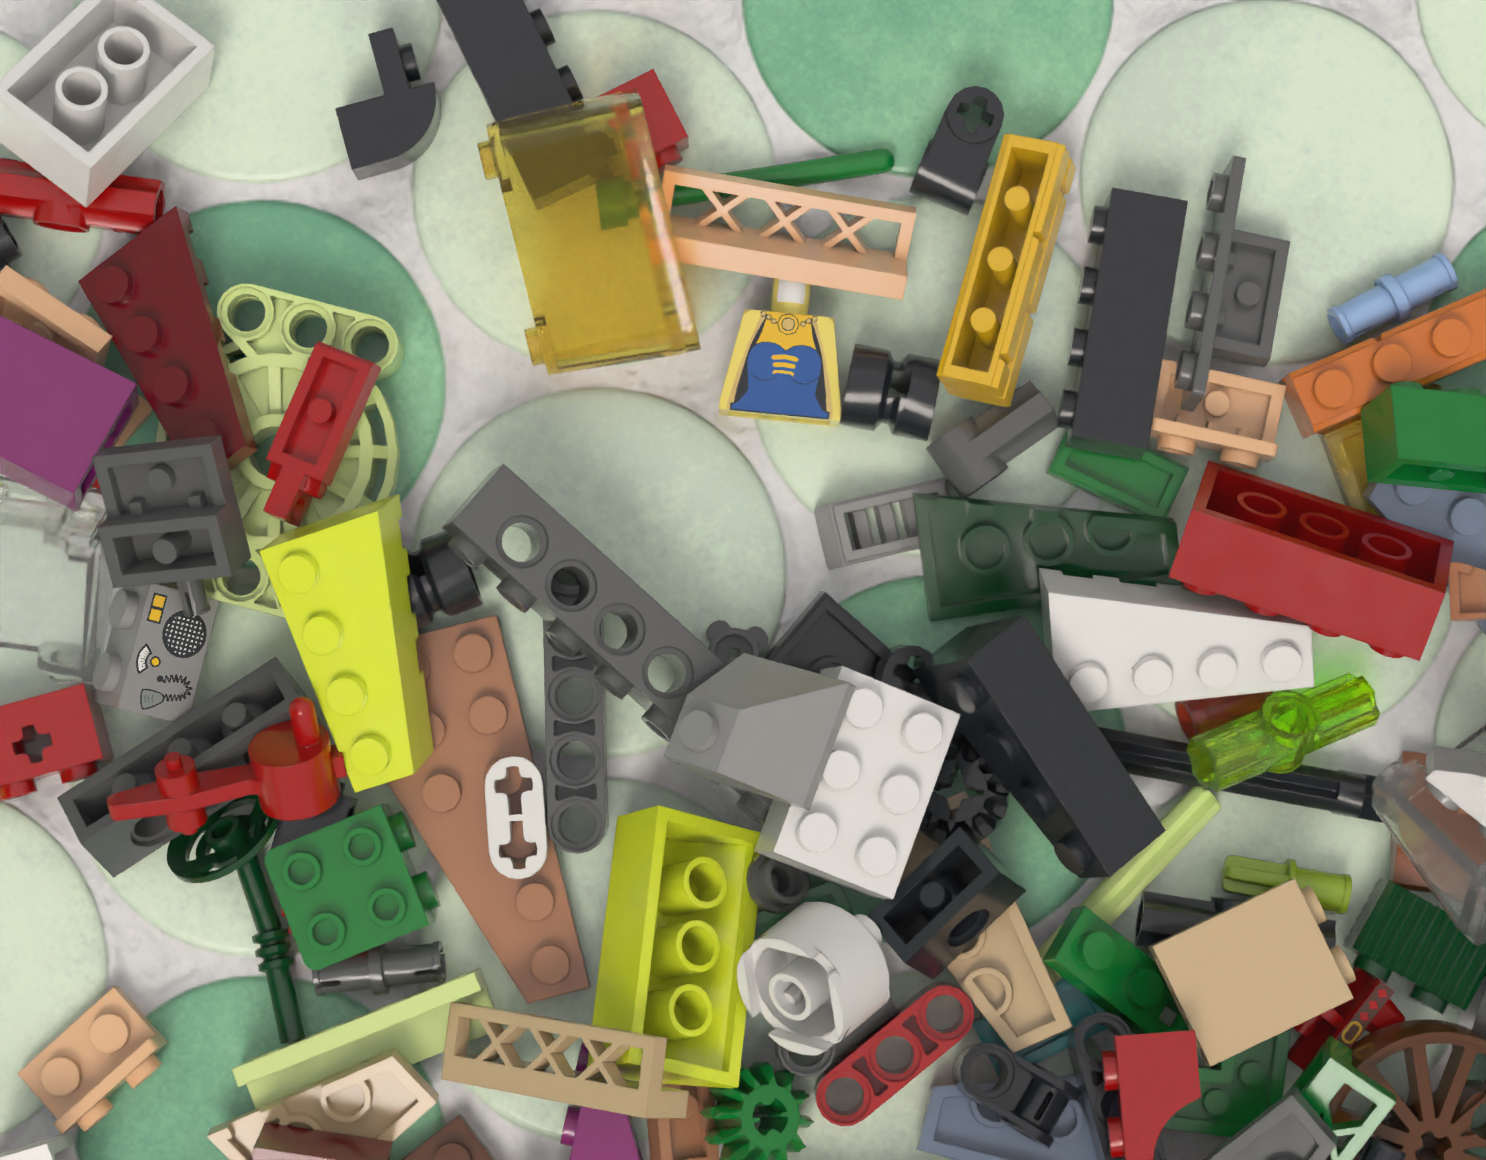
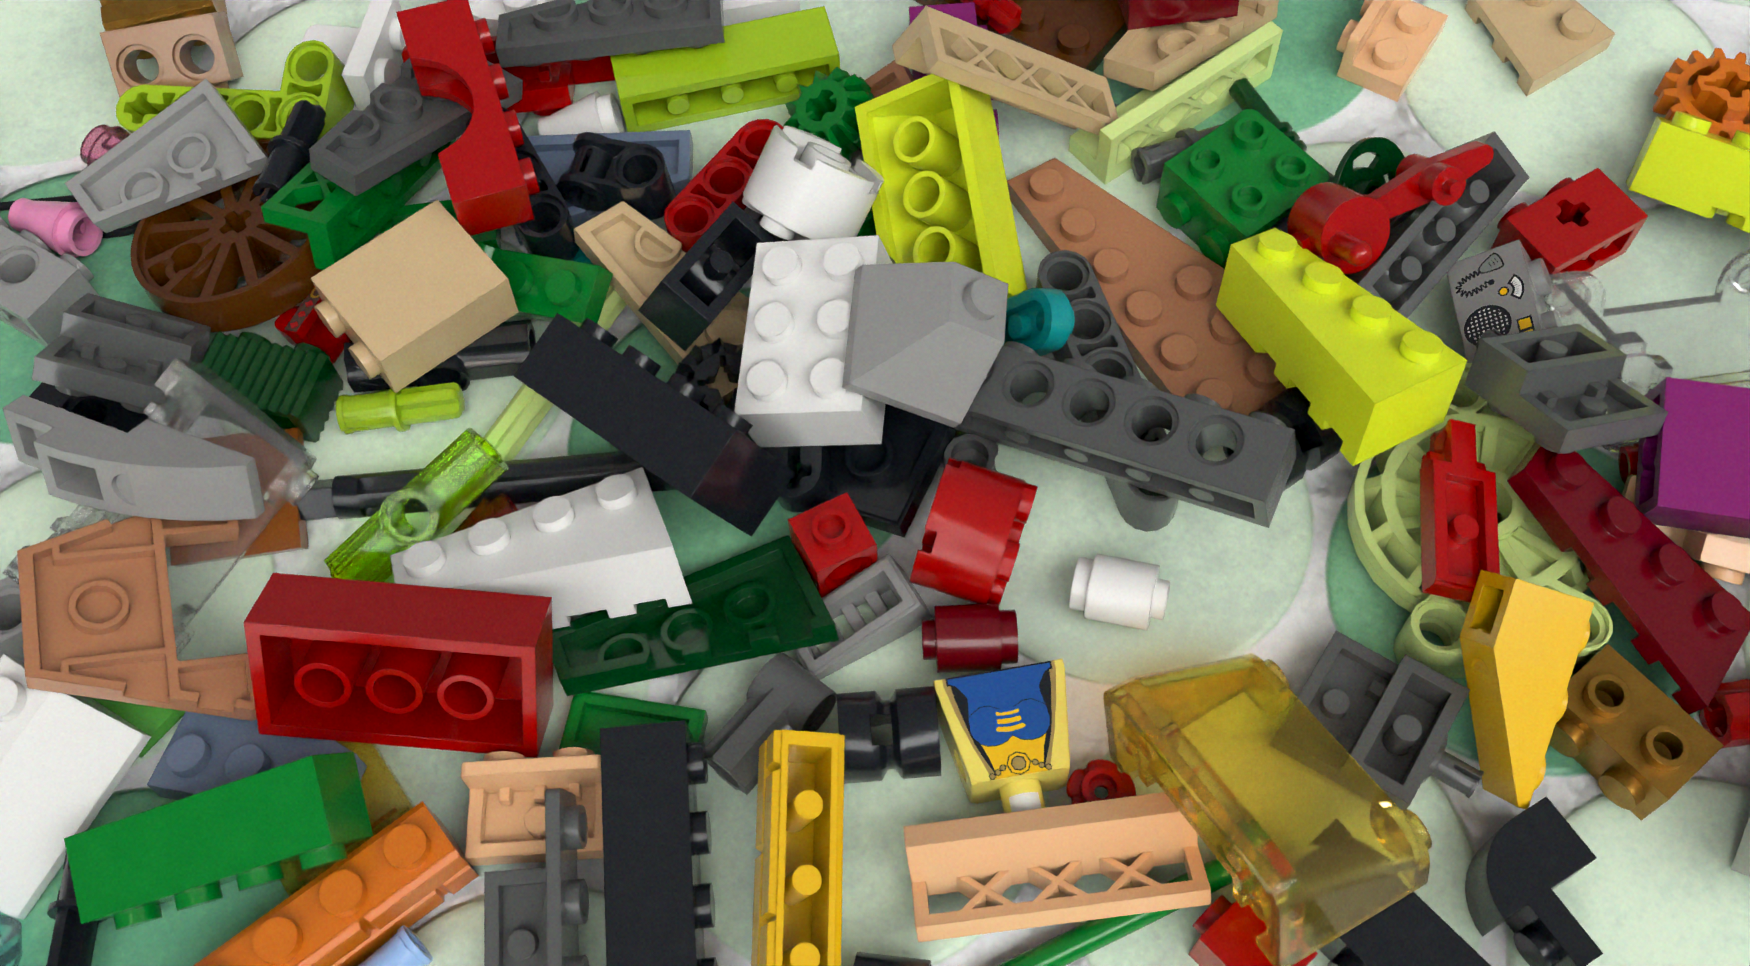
camera: 170 degrees right, 25 degrees down
(247, 215) = (1630, 734): none -> pearl gold brick
(325, 282) = (1518, 666): none -> yellow slope
(457, 283) = (1389, 717): none -> dark grey plate
(500, 818) = (1131, 264): white beam -> none
(634, 770) = (1039, 319): none -> teal plate
(637, 476) = (1119, 591): none -> white brick
(718, 312) = (1099, 774): none -> red plate
(760, 559) = (973, 532): none -> red brick
(789, 467) = (970, 638): none -> dark red brick
(892, 590) = (833, 543): none -> red brick

